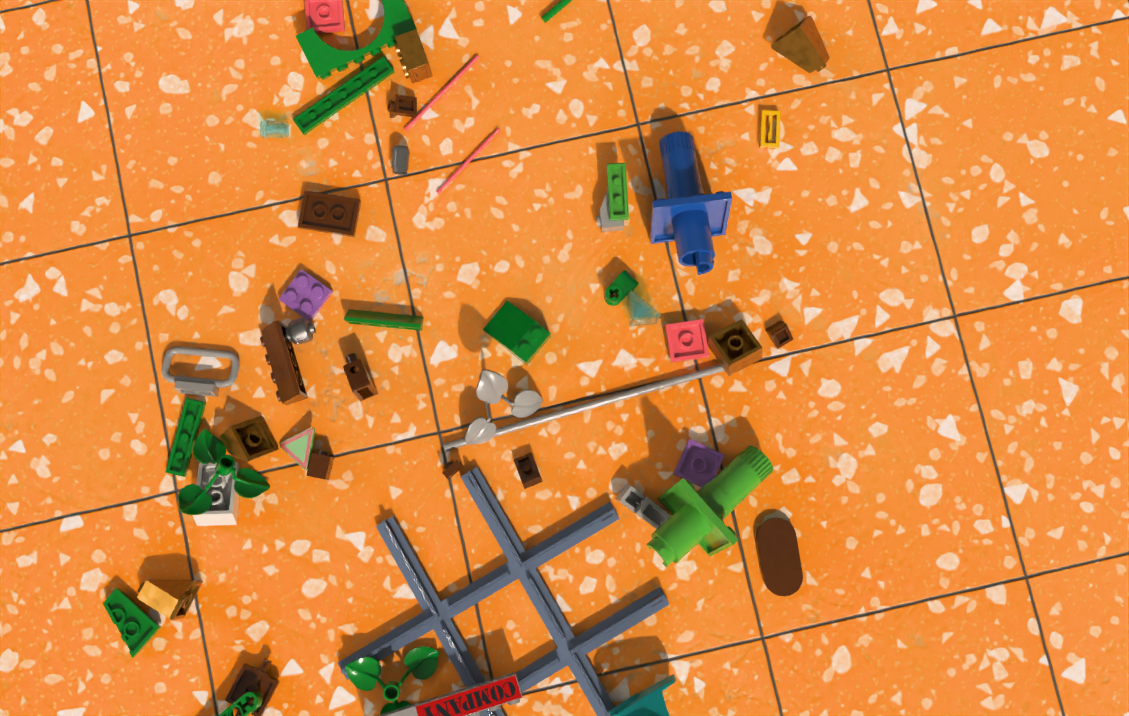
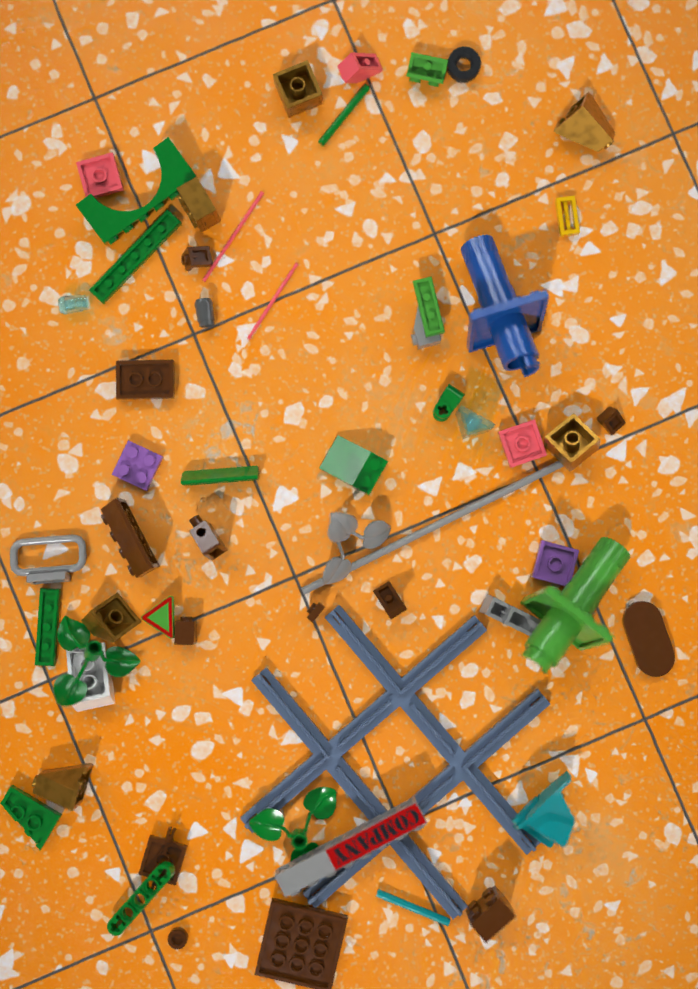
camera: 10 degrees left, 5 degrees up
(300, 331) = (139, 502): flat silver head -> none

